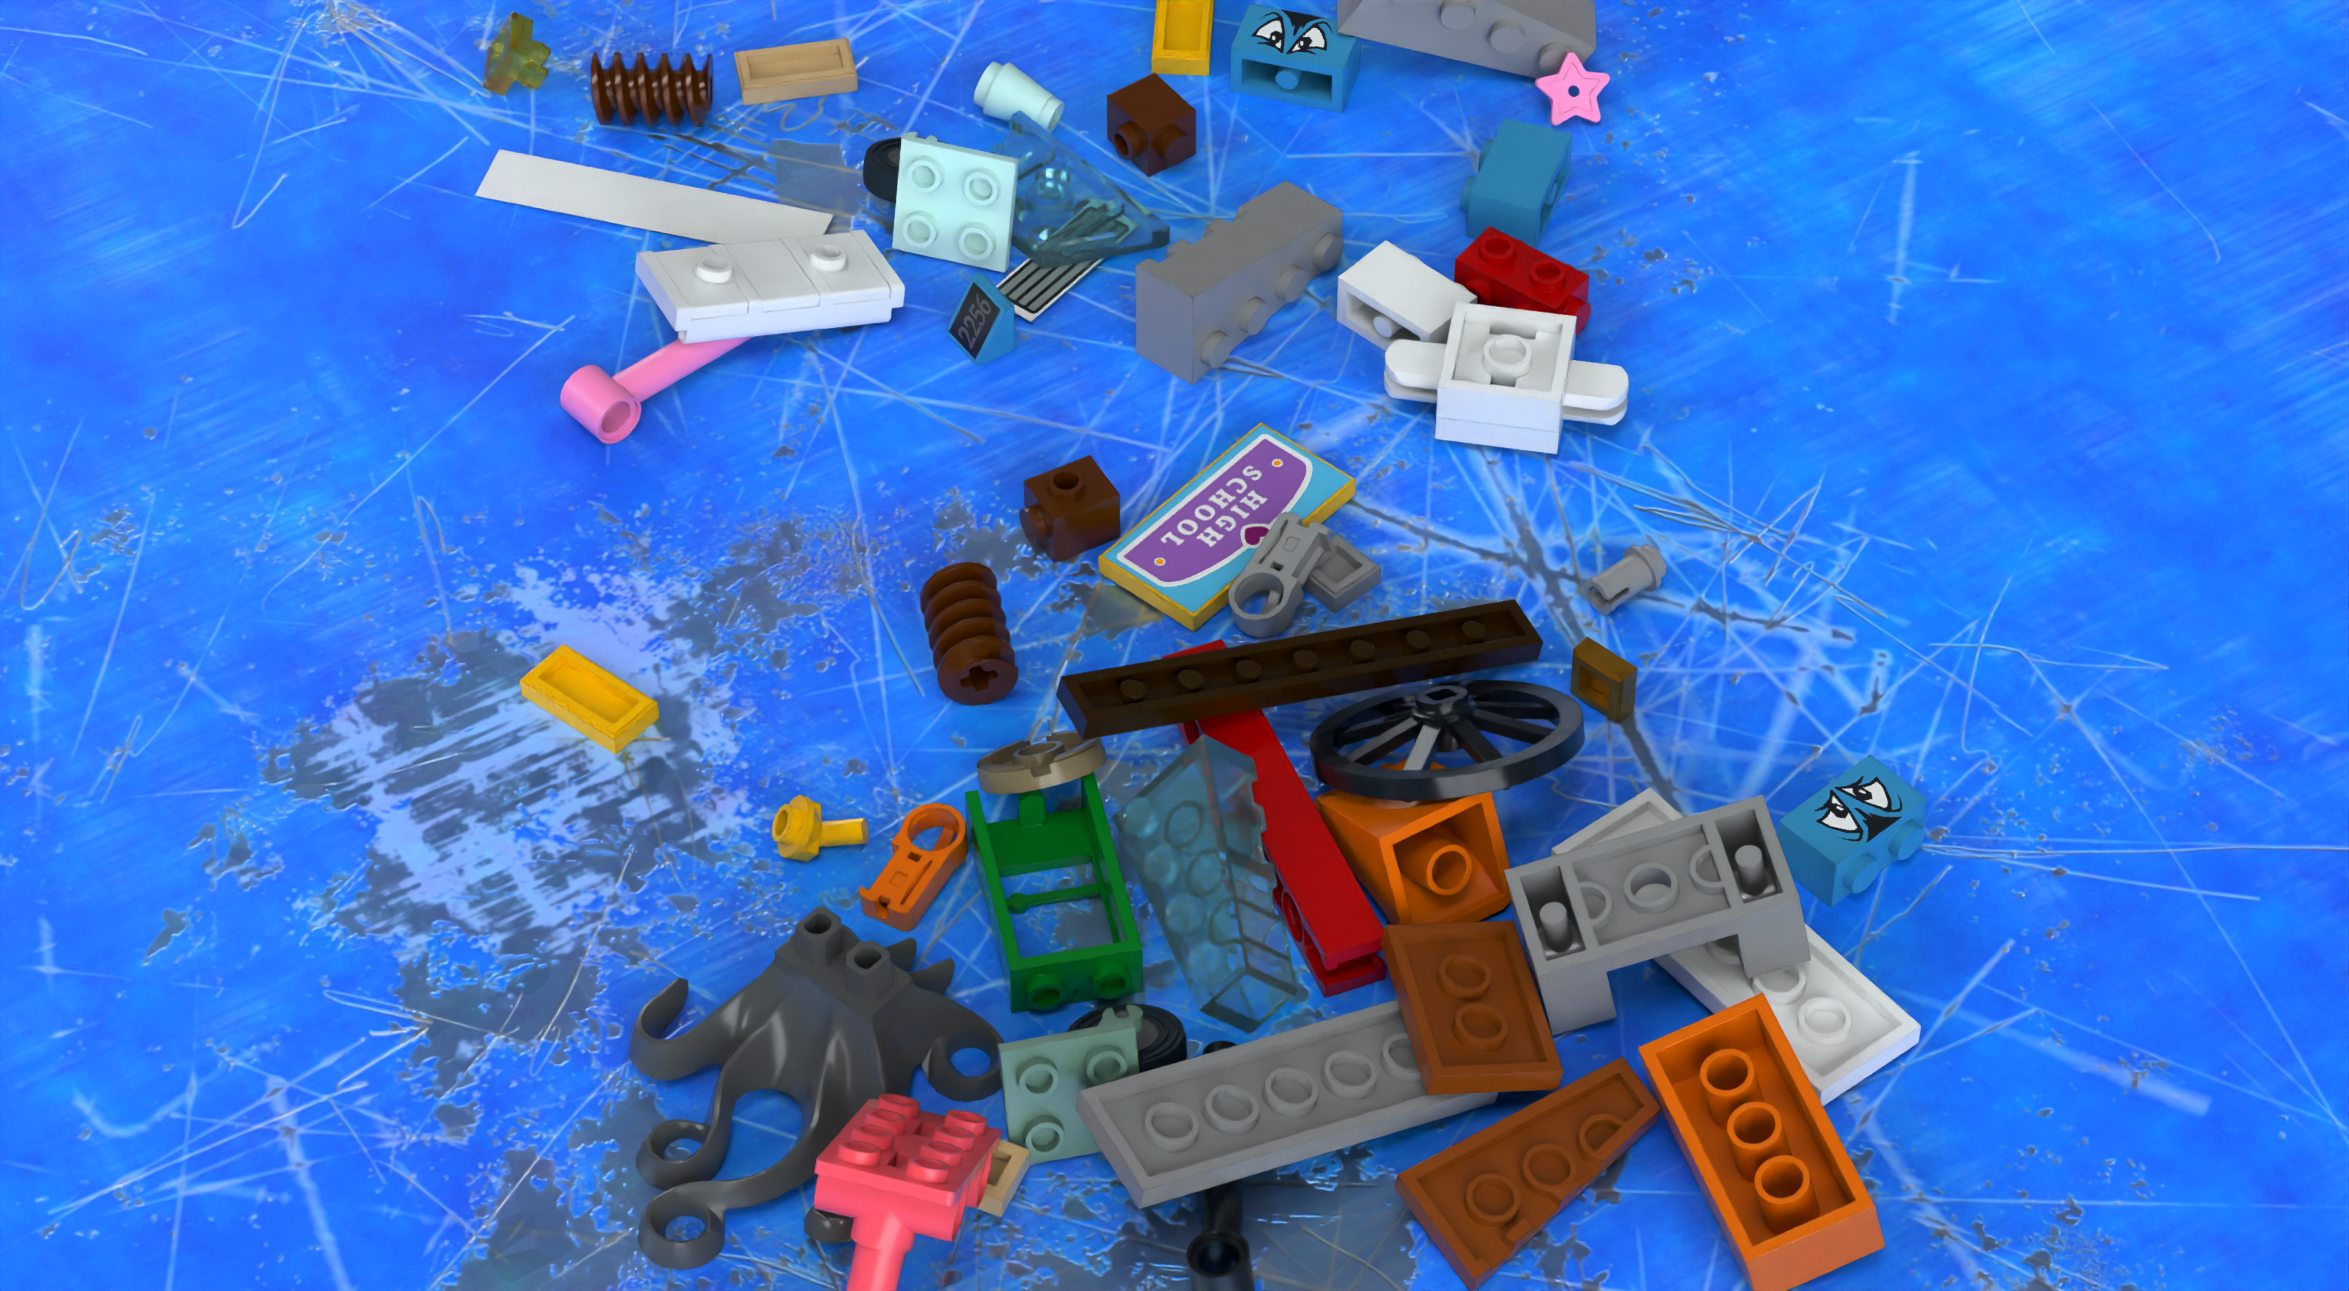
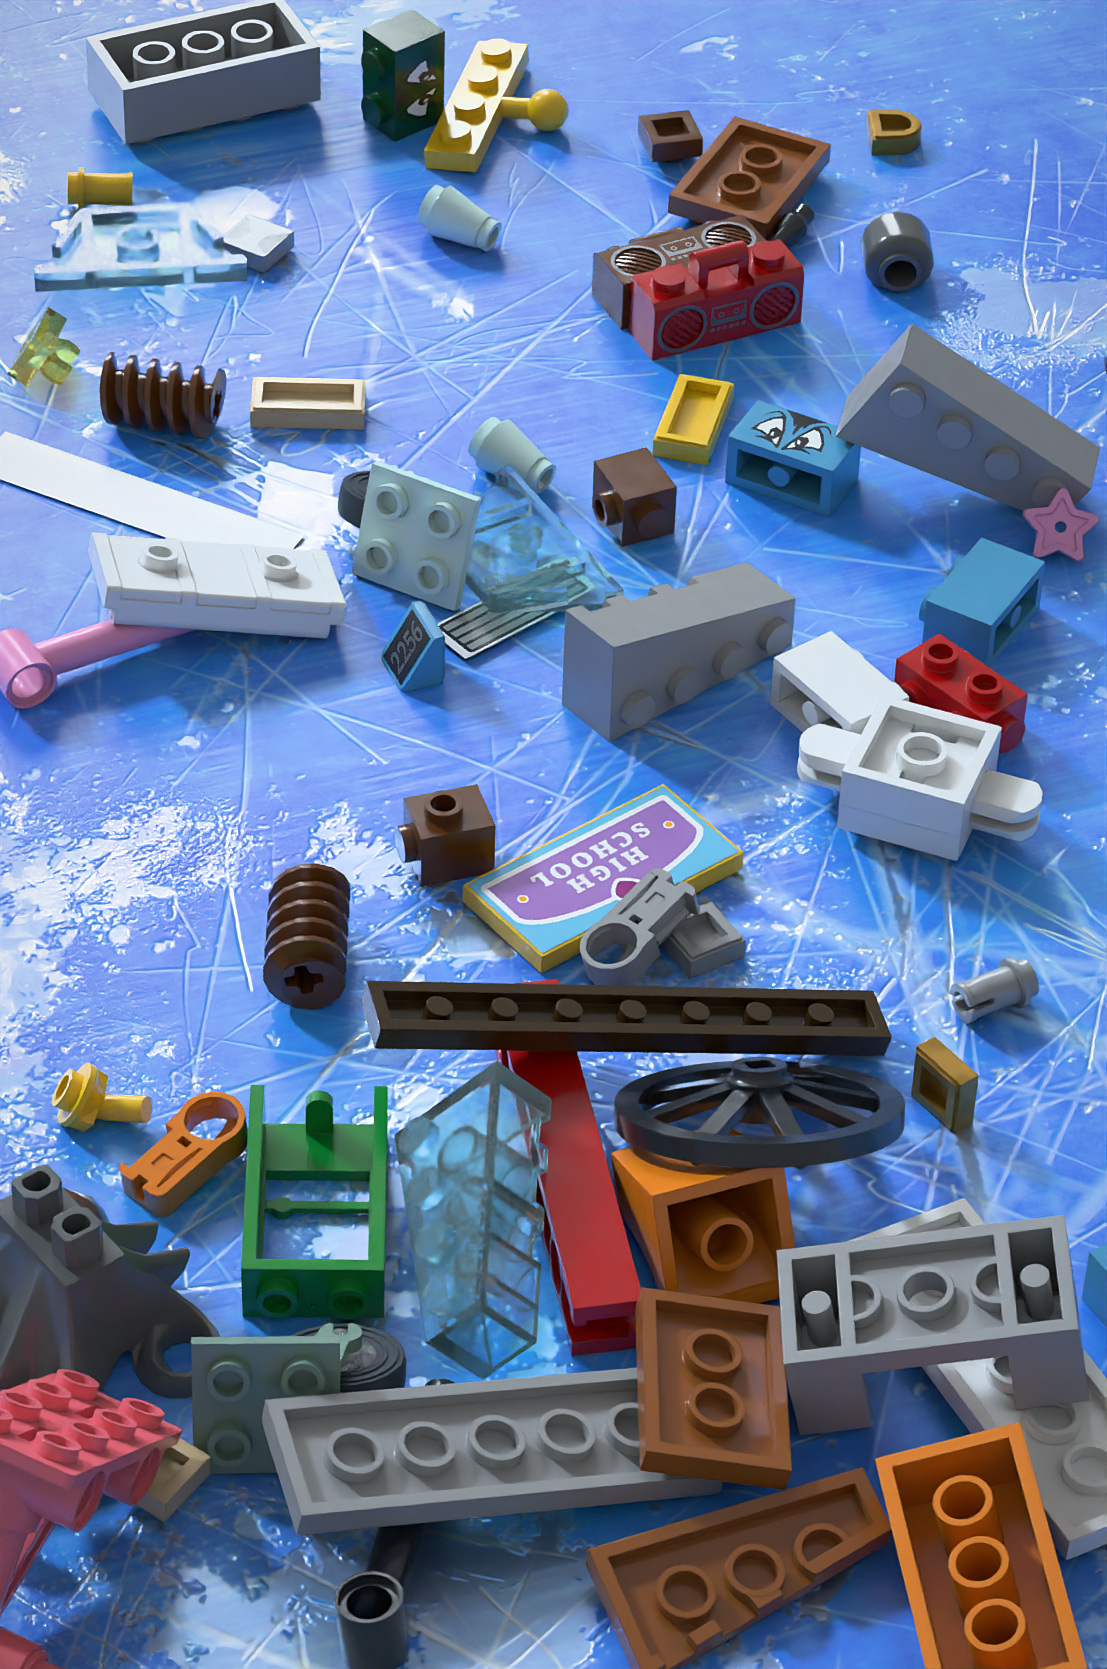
camera: 10 degrees right, 5 degrees down
(1030, 767) = (337, 1071): dark tan tile -> none

